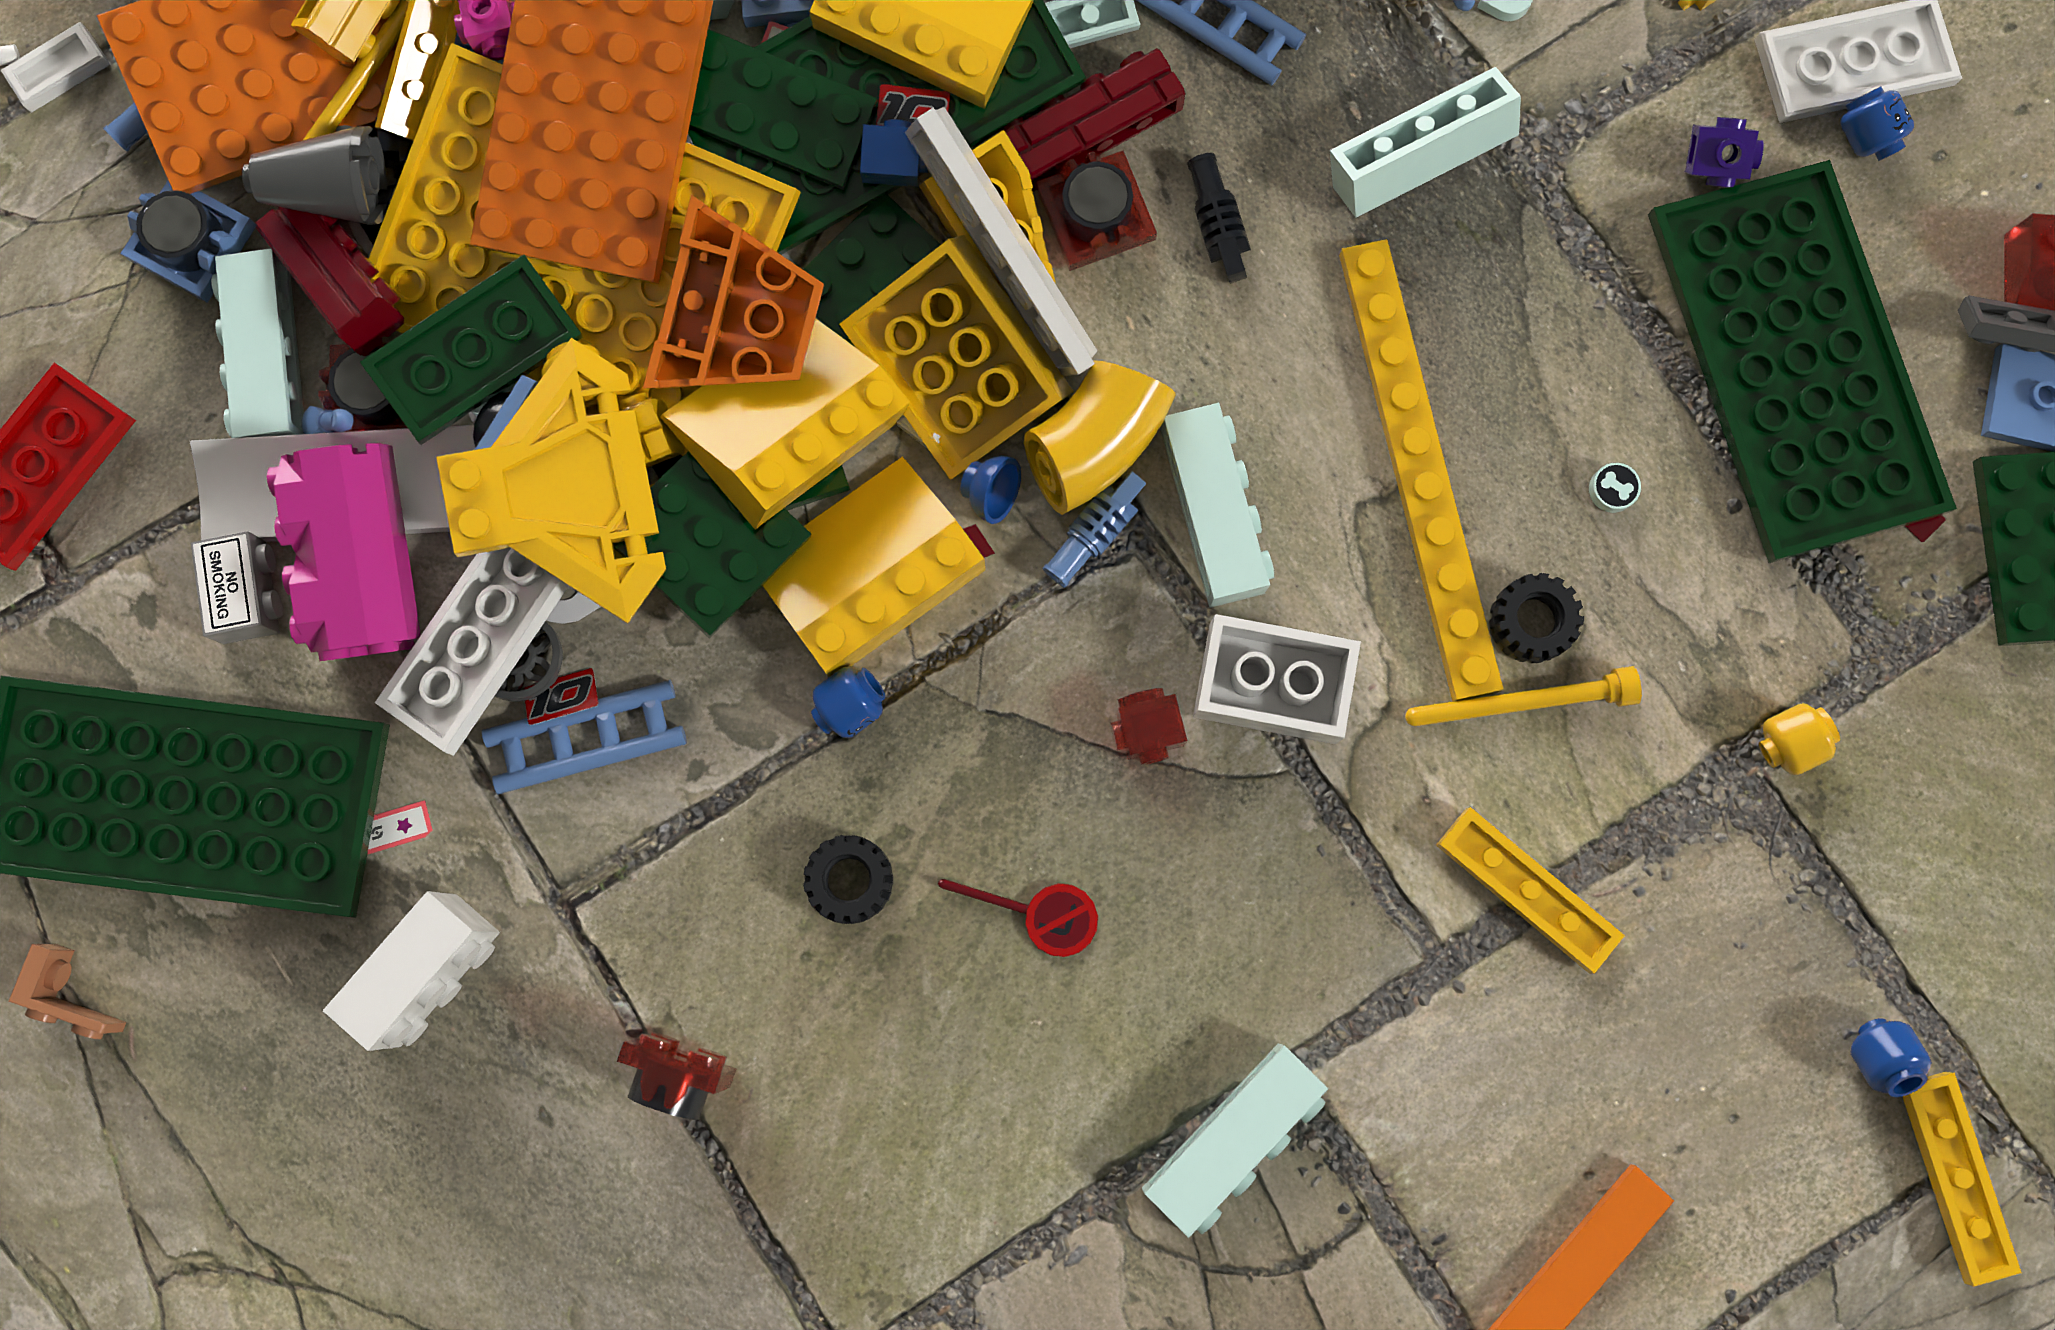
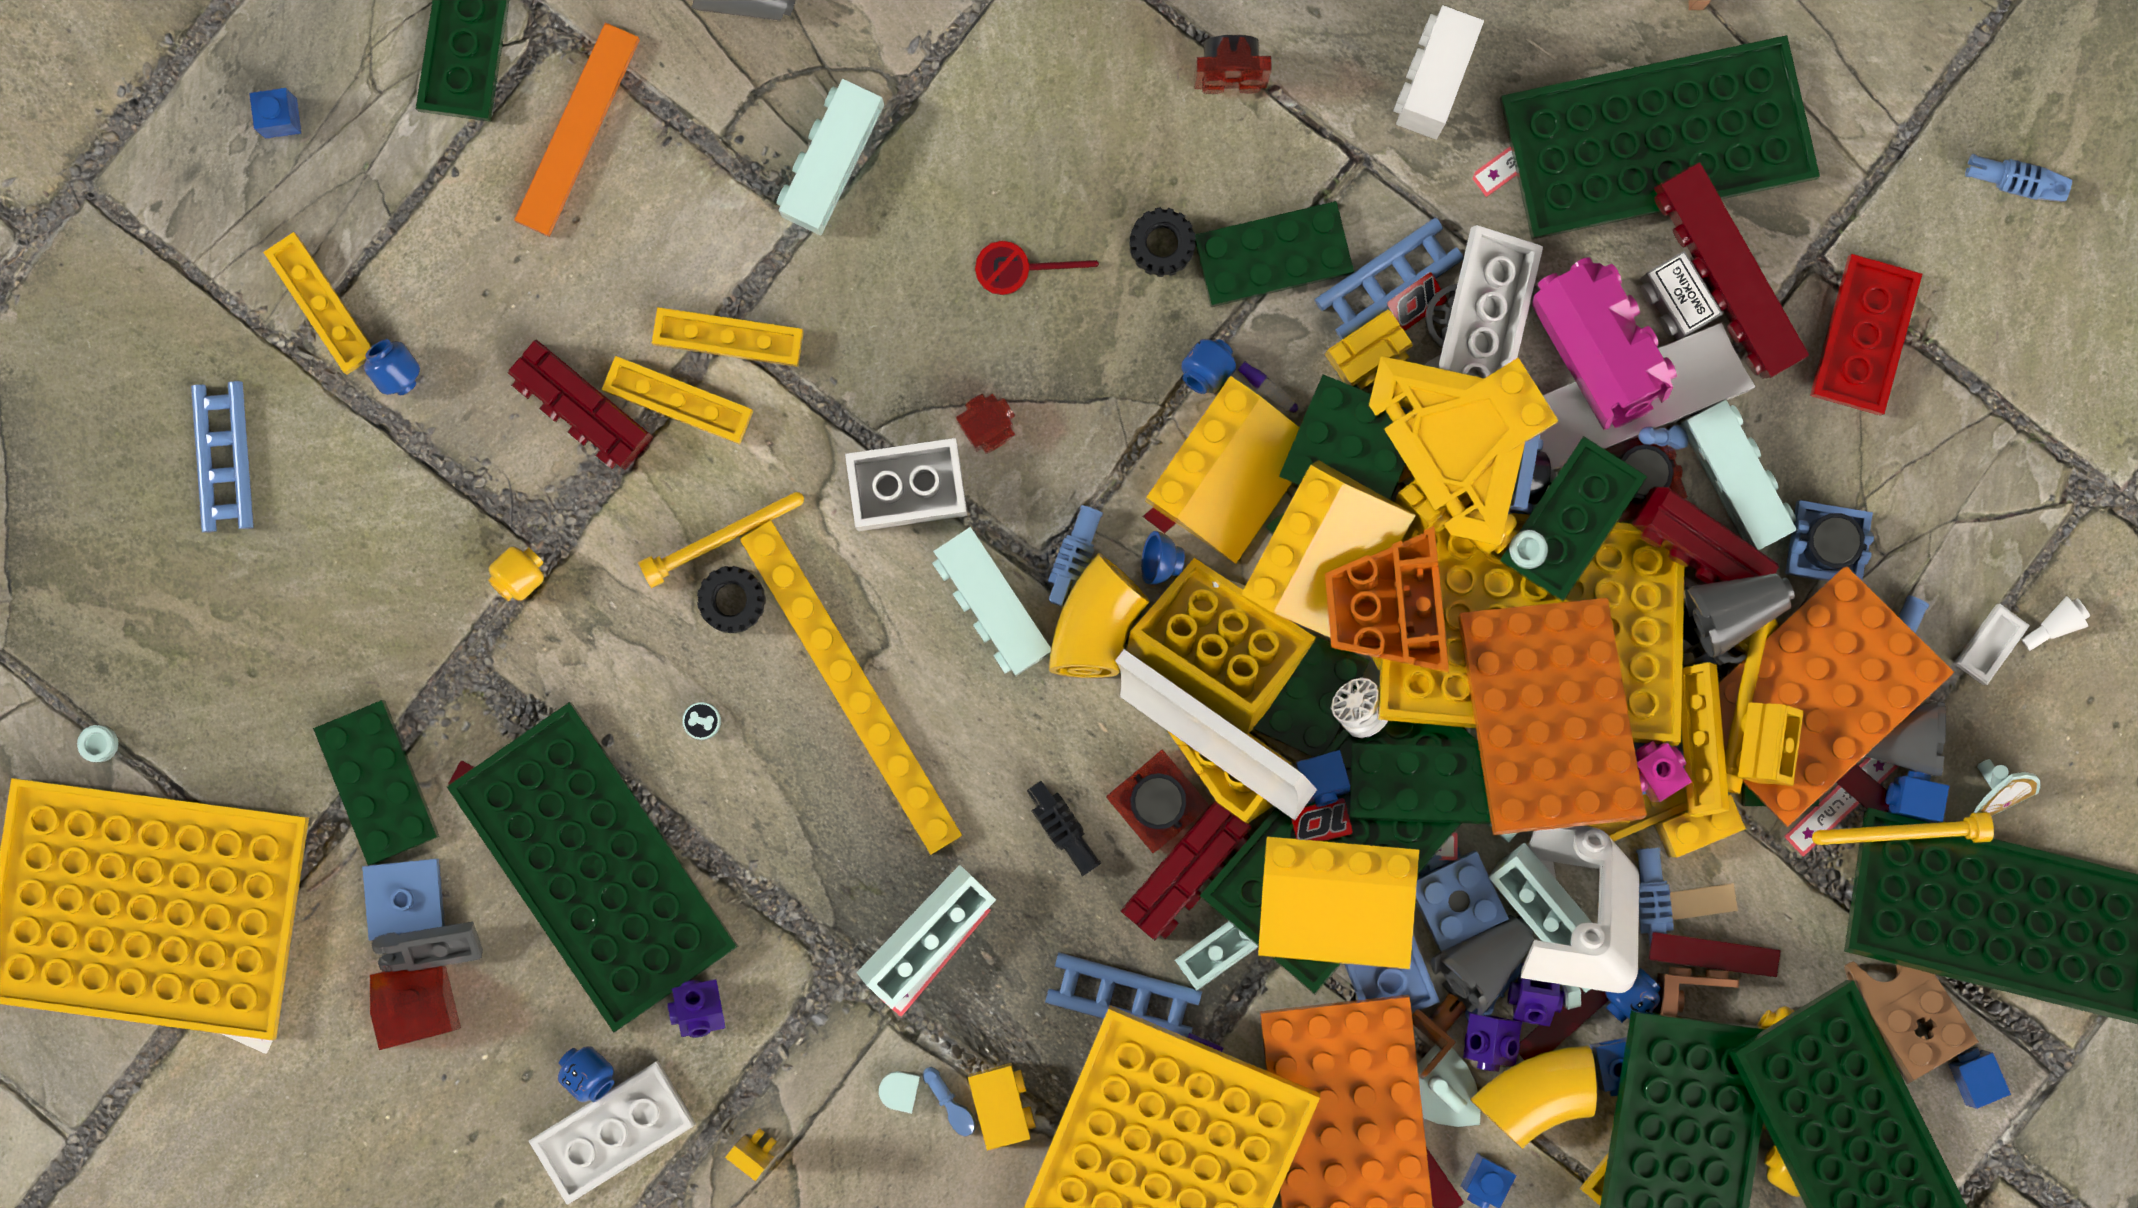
camera: 160 degrees right, 5 degrees up
(159, 595) = (1730, 272): none -> dark red brick
(540, 328) = (1528, 549): none -> light aqua tile
(641, 652) = (1359, 353): none -> yellow brick
(714, 817) = (1273, 254): none -> dark green plate
(787, 655) = (1265, 387): none -> piece
(818, 224) = (1359, 708): none -> white wheel
(1441, 949) = (727, 337): none -> yellow plate
(1659, 927) = (580, 405): none -> dark red brick

